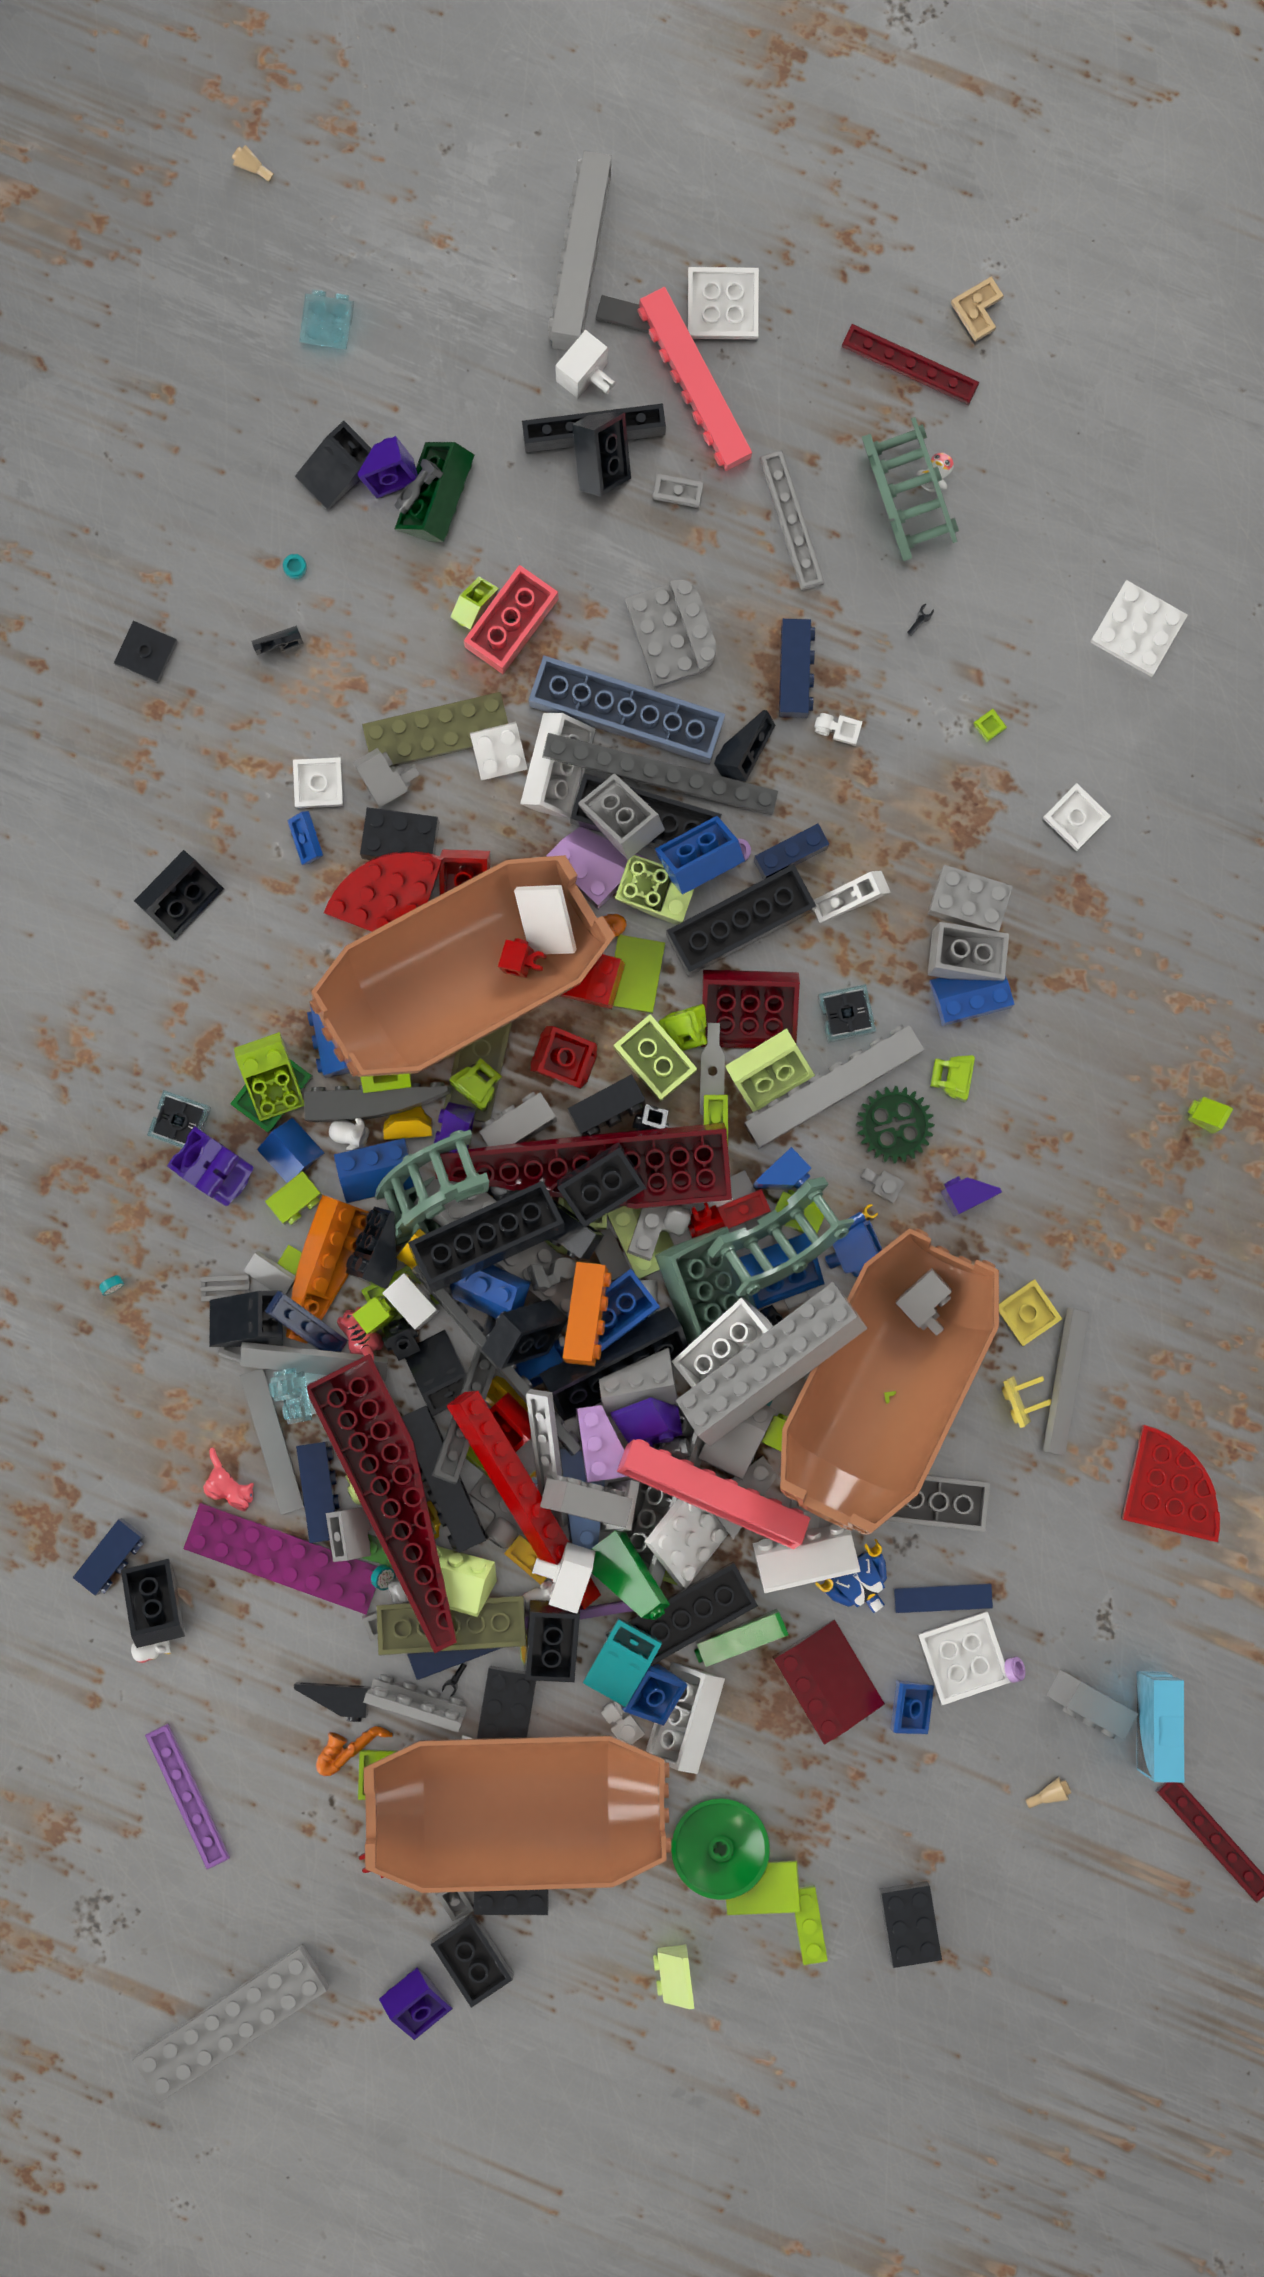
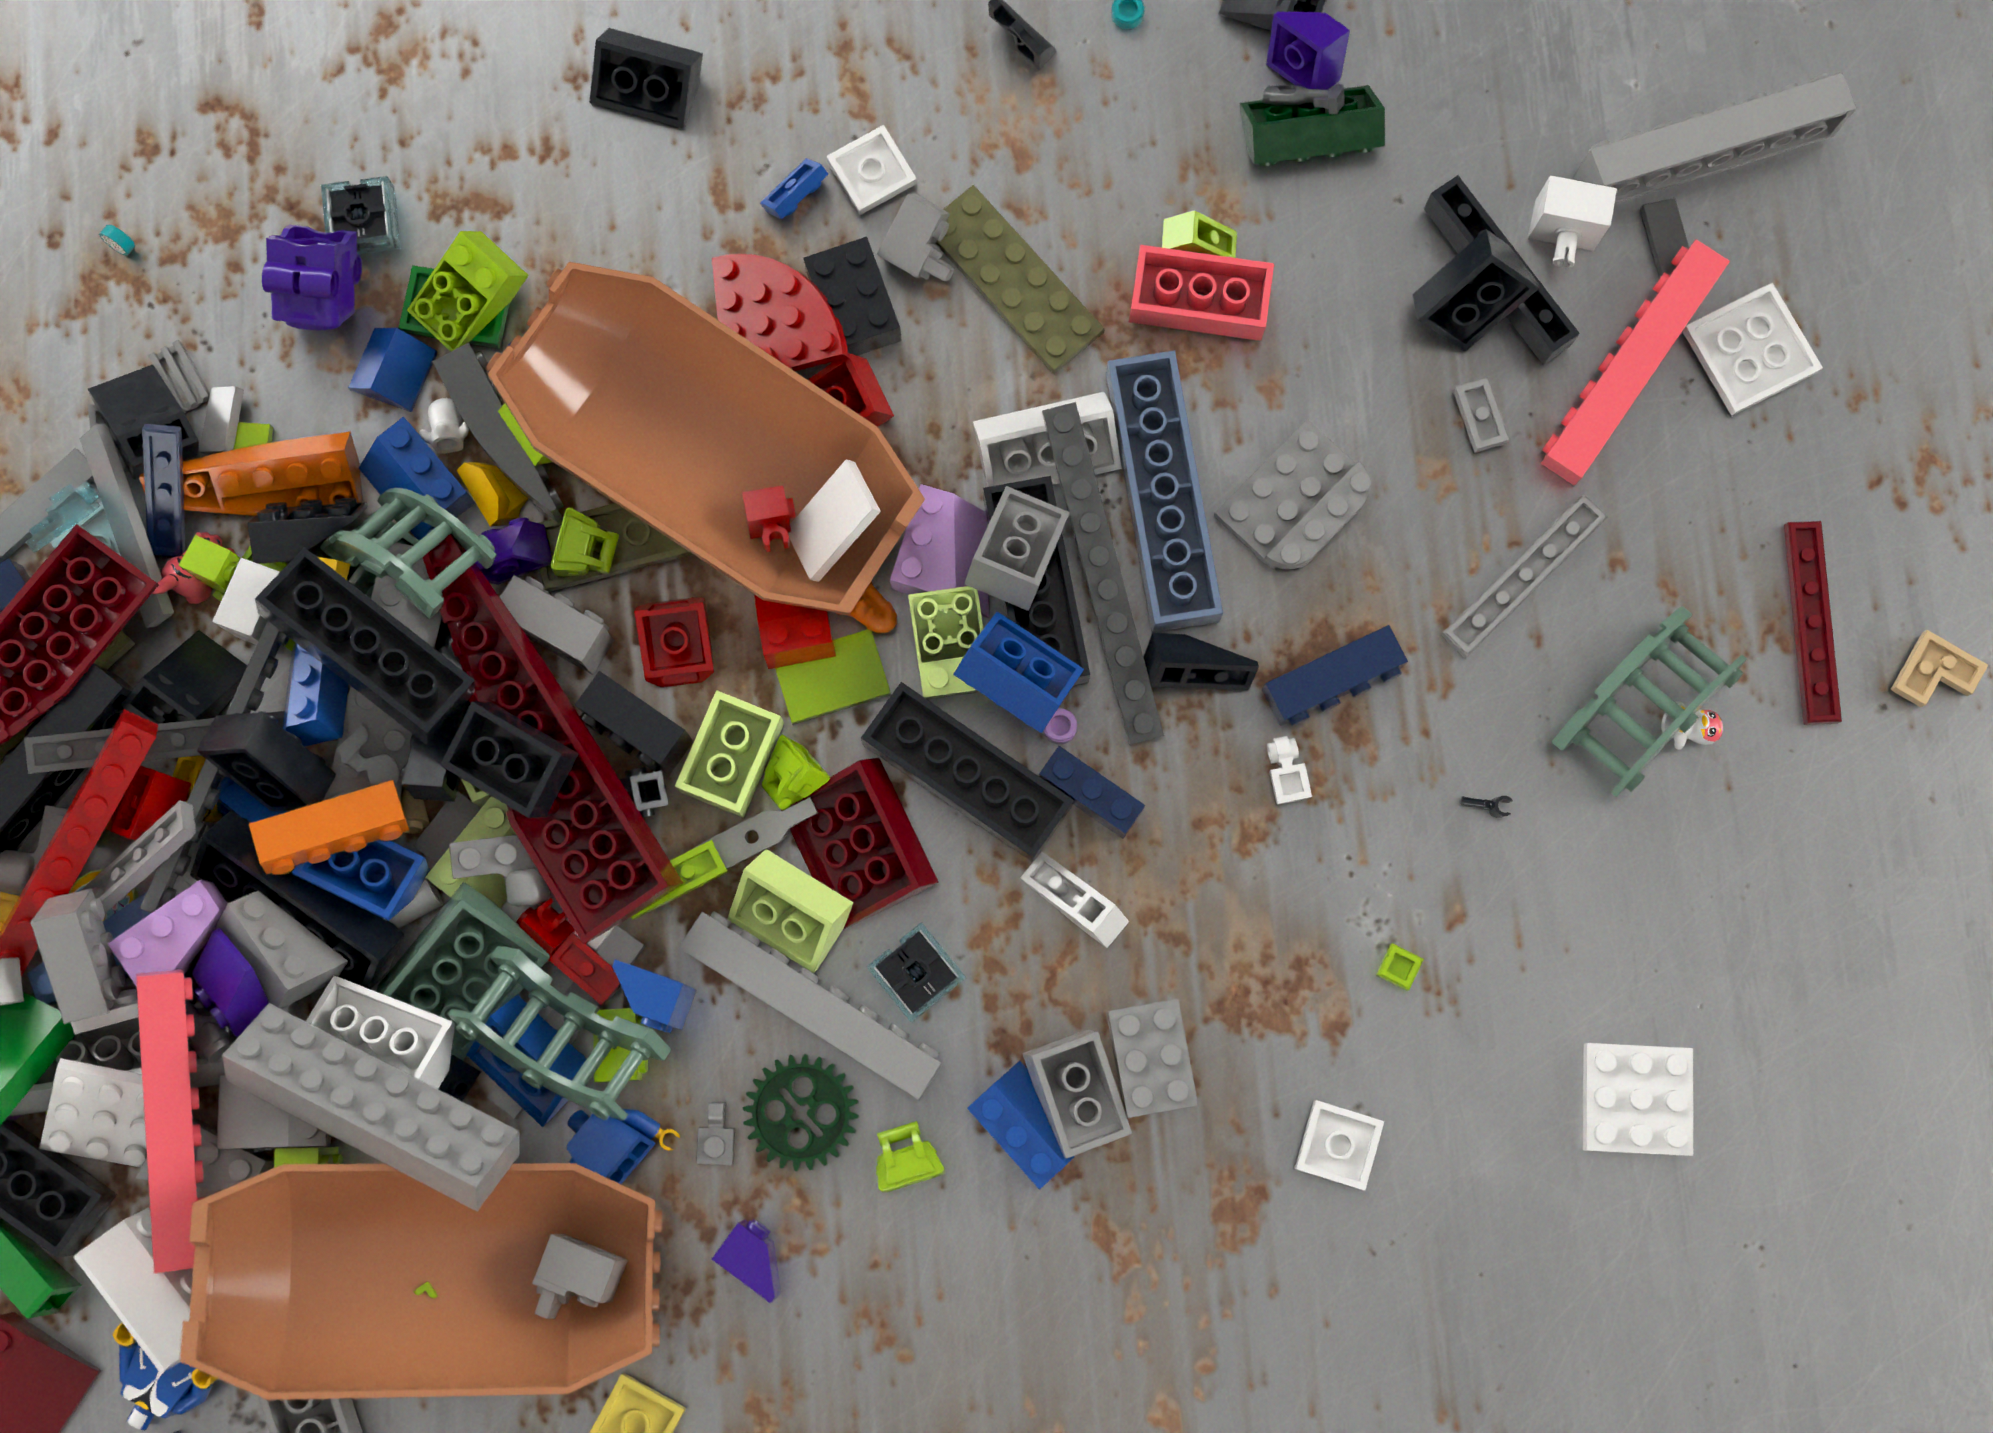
camera: 65 degrees right, 5 degrees down
(294, 1198) = (330, 401): lime brick -> none
(400, 1338) = (198, 620): black brick -> none
(498, 751) = (1026, 362): white plate -> none

